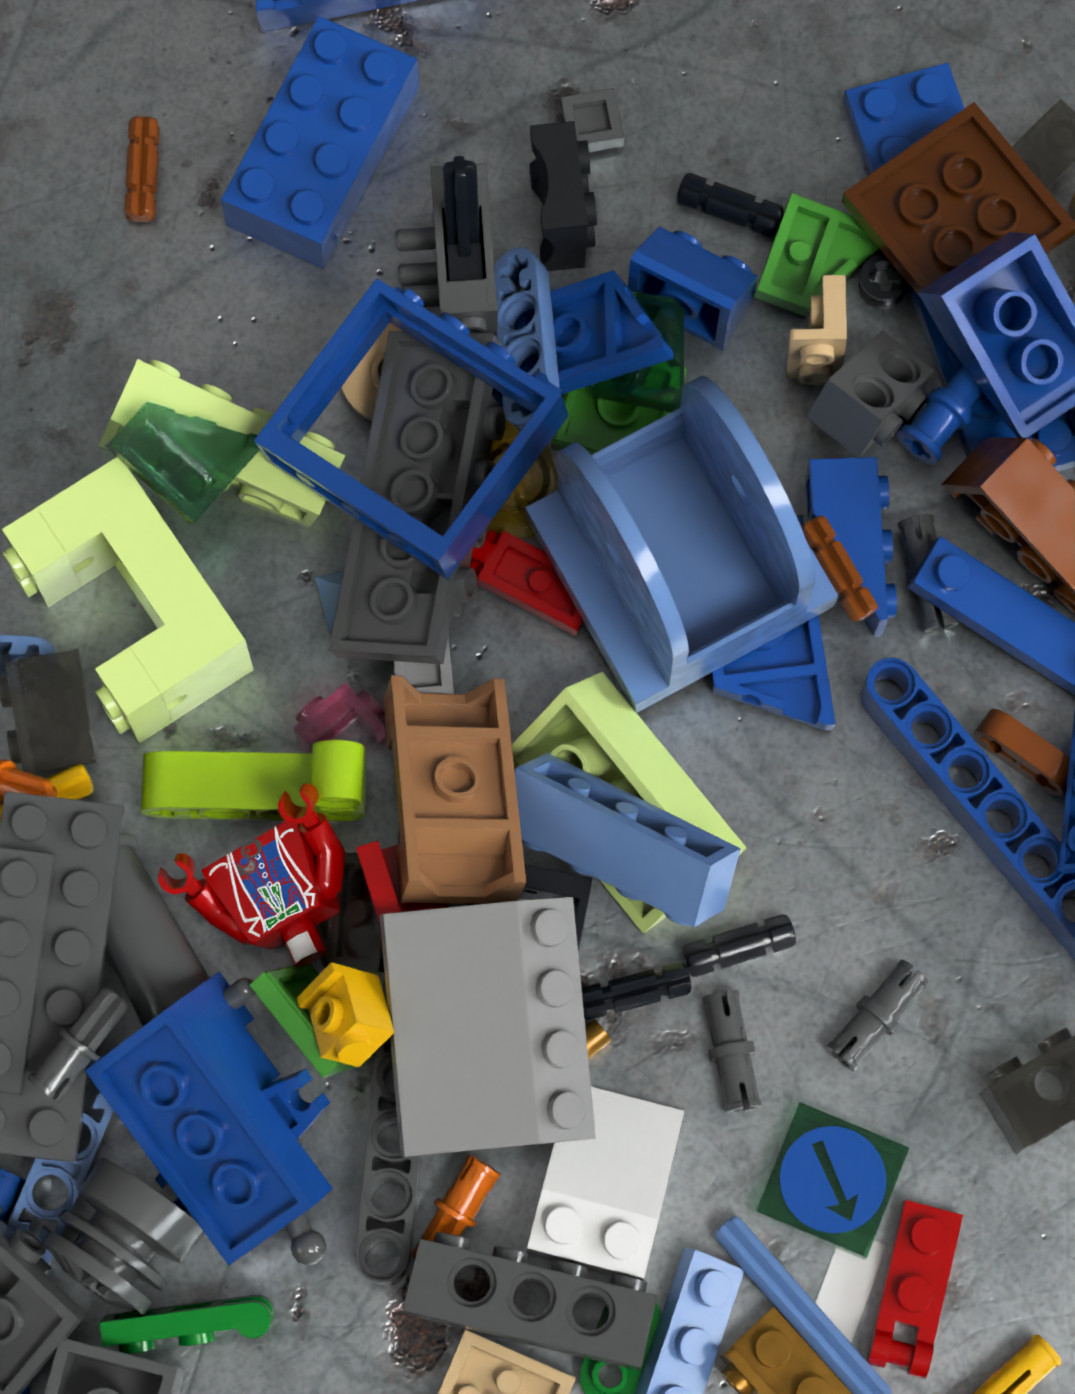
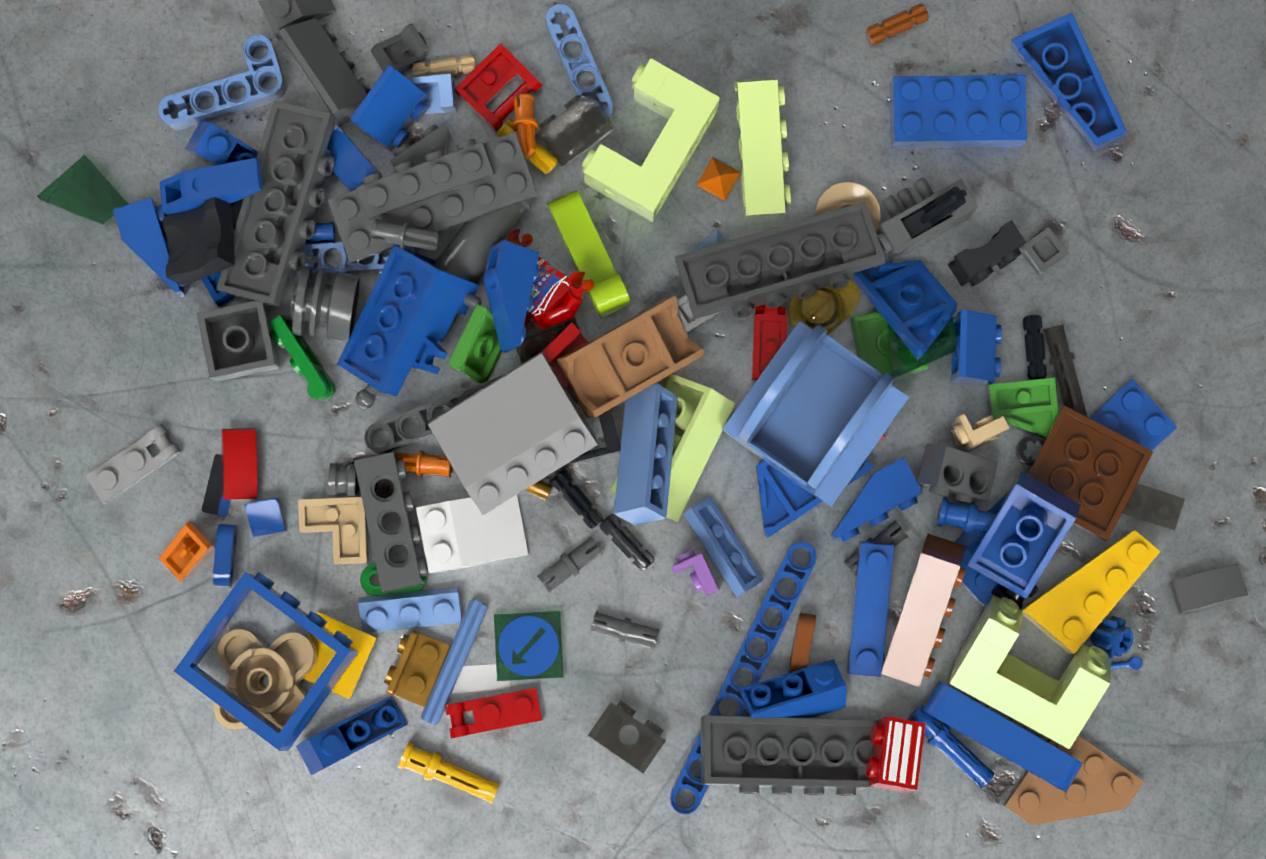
camera: 65 degrees right, 10 degrees up
(182, 456) = (736, 130): clear green wing -> none
(238, 538) = (718, 179): none -> orange slope
(251, 922) = (508, 285): none -> blue slope
(328, 718) = (641, 272): clear pink bracket -> none
(347, 1014) = (484, 360): yellow brick -> none
(420, 1351) = (342, 480): none -> dark grey wheel
(449, 337) = (821, 183): blue window -> none
(538, 334) = (899, 280): medium blue beam -> none
(728, 168) = (1064, 368): none -> clear smoke pin
(817, 798) = (723, 546): none -> medium blue plate
(839, 569) = (848, 500): dark orange axle -> none
(847, 844) = (702, 577): none -> medium lavender bracket

